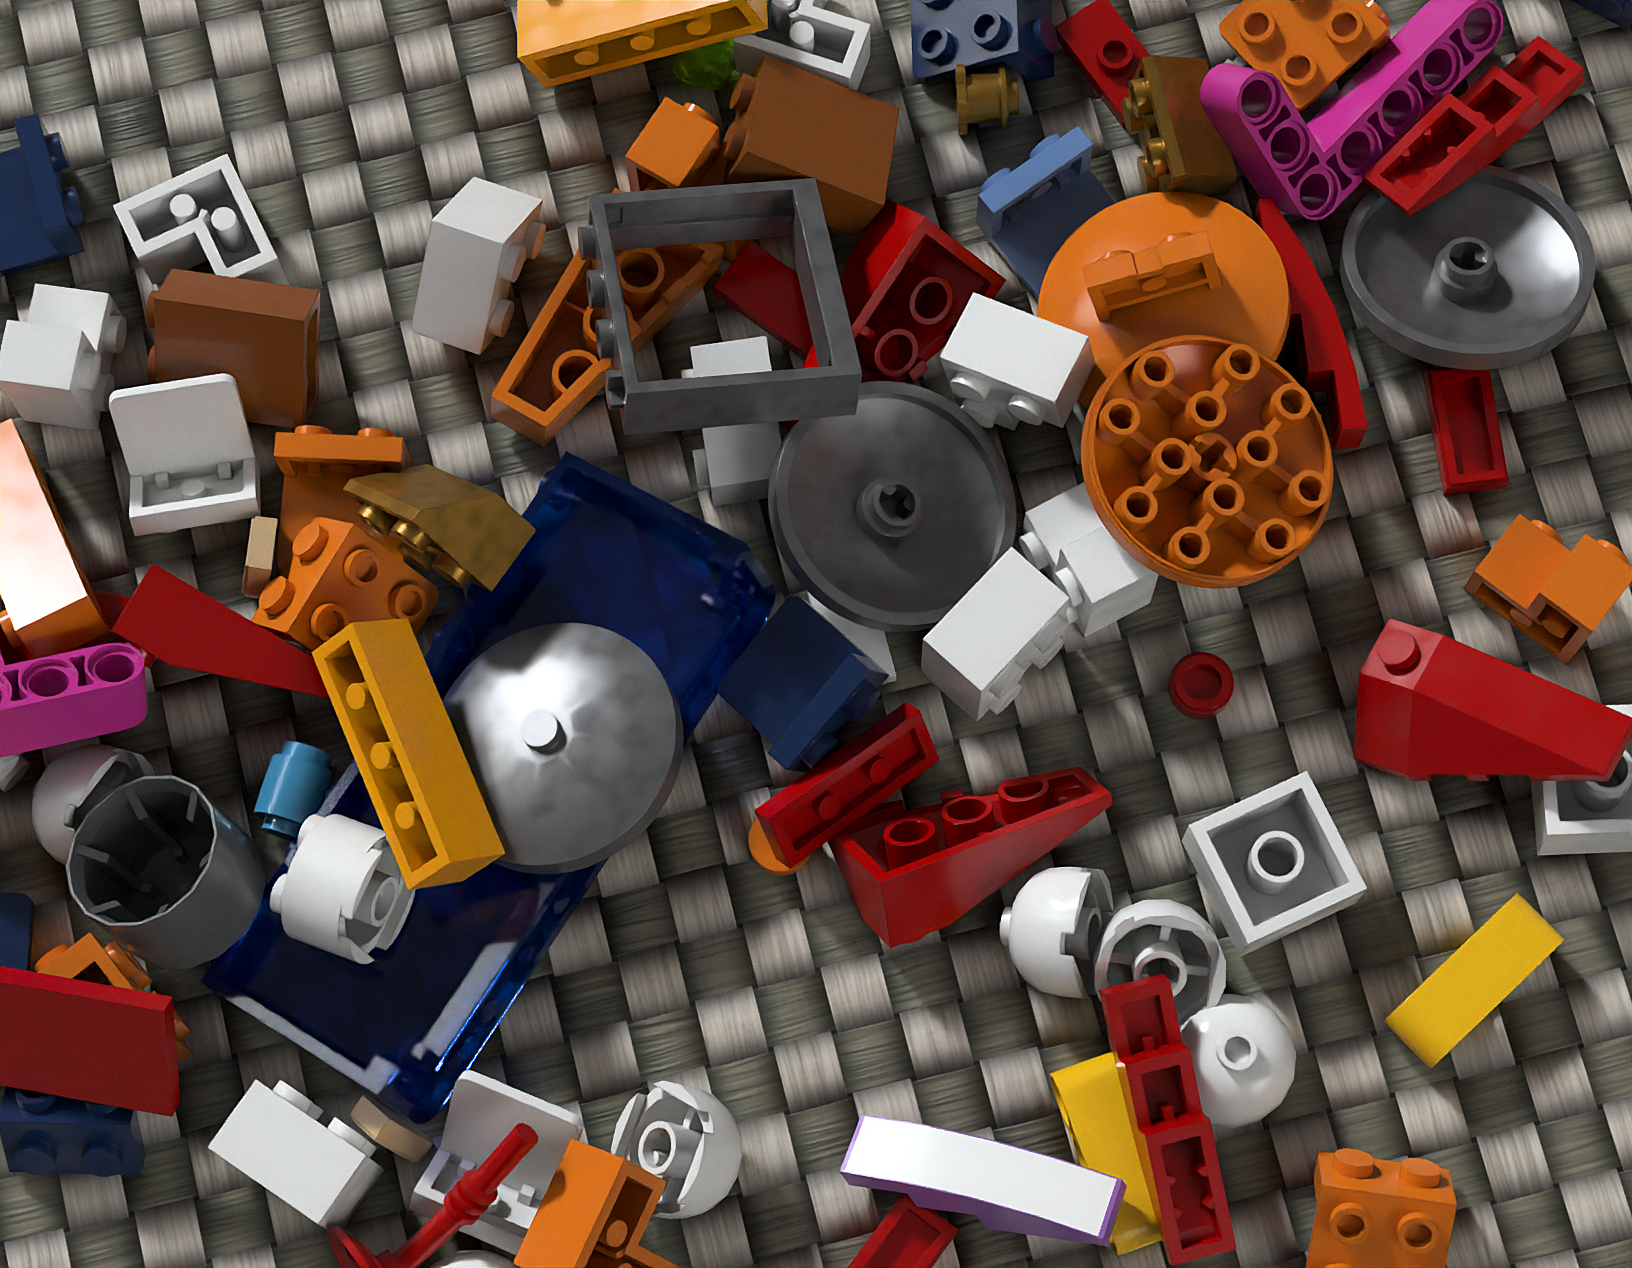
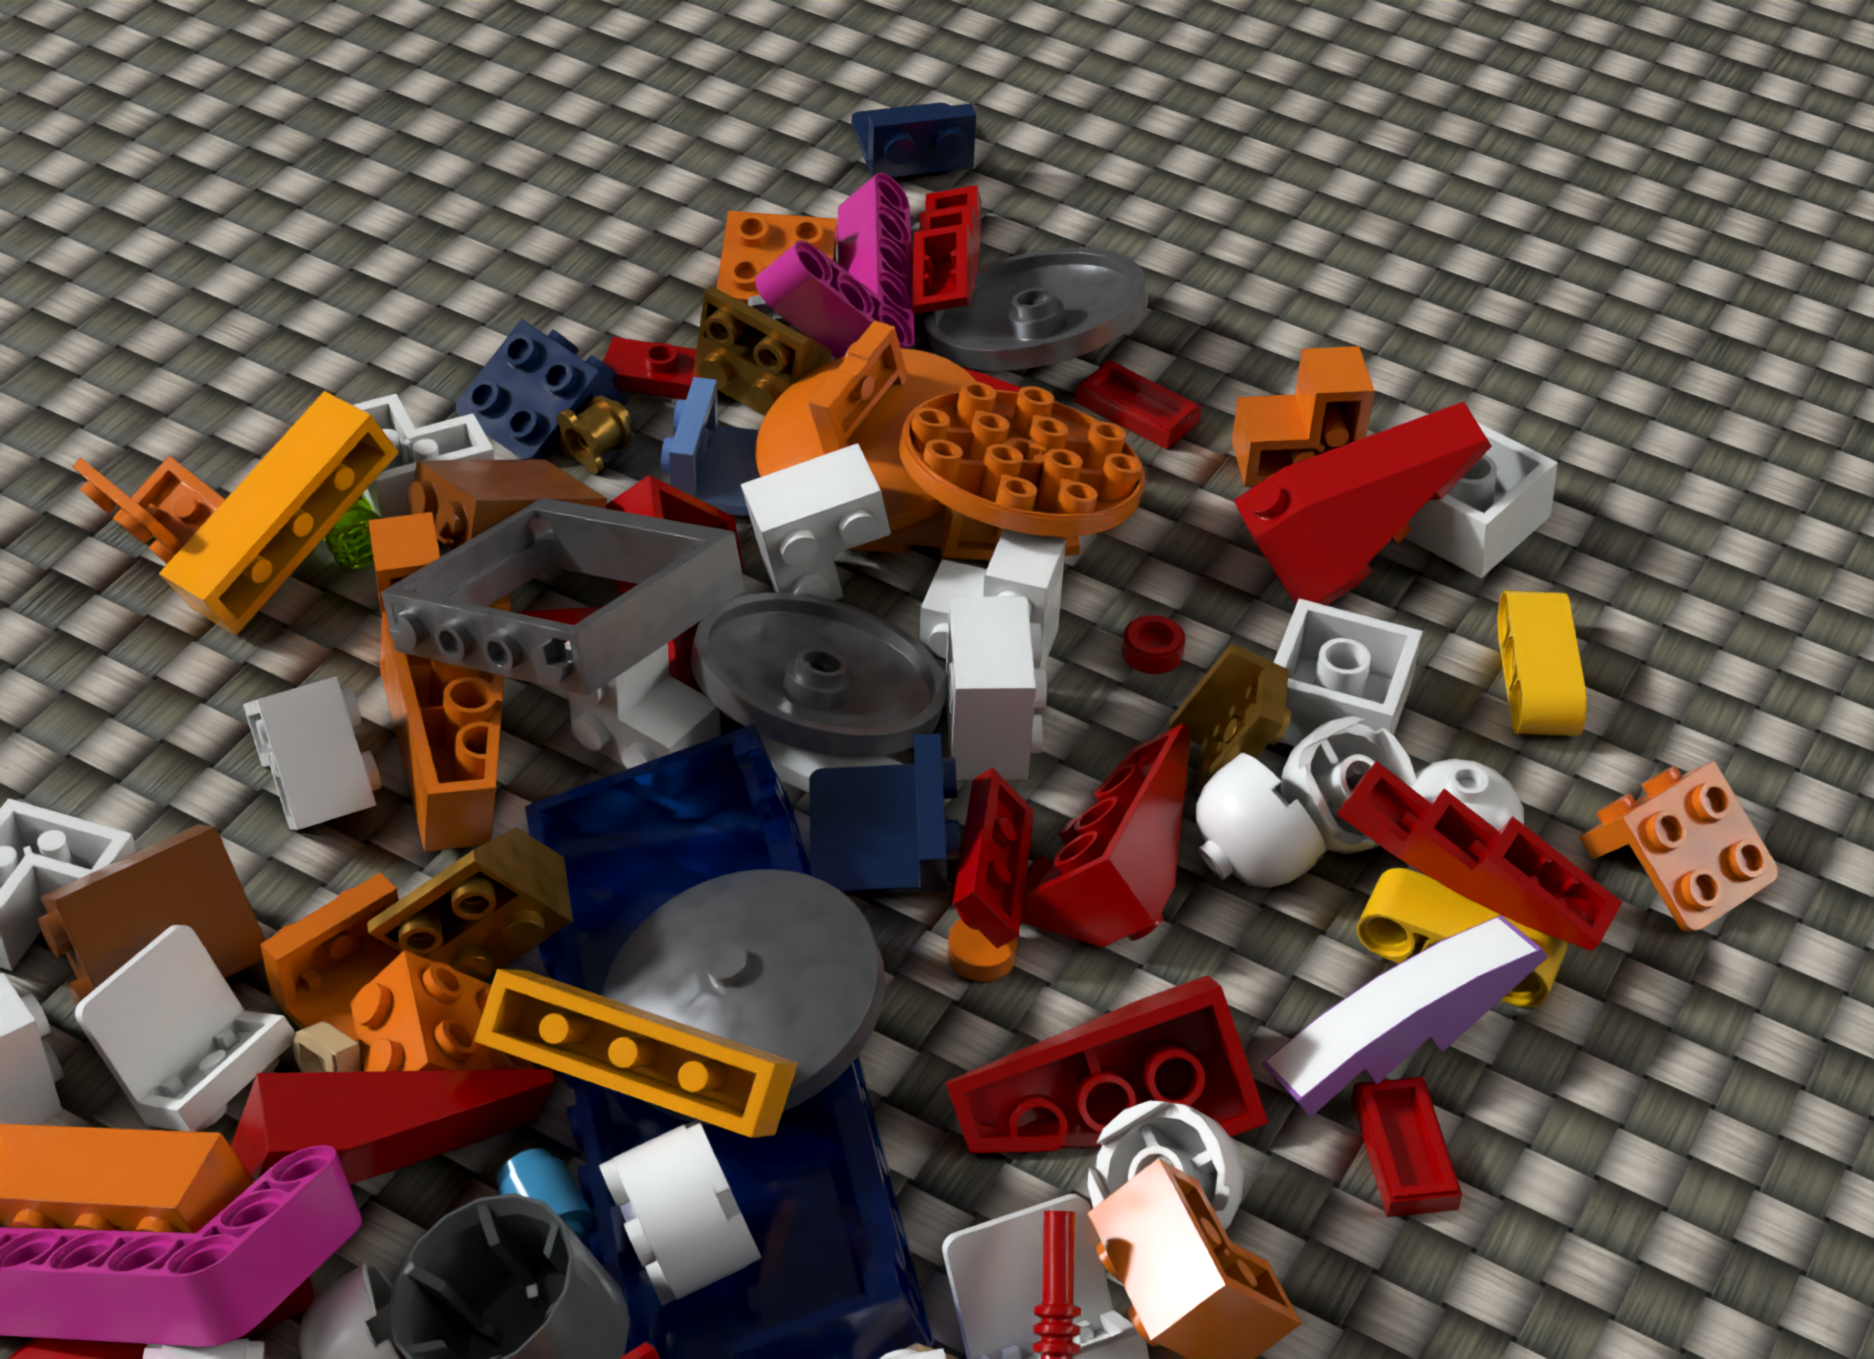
camera: 50 degrees left, 30 degrees down
(765, 1043) = (1072, 1085): none -> red wedge
(1147, 837) = (1235, 710): none -> pearl gold bracket

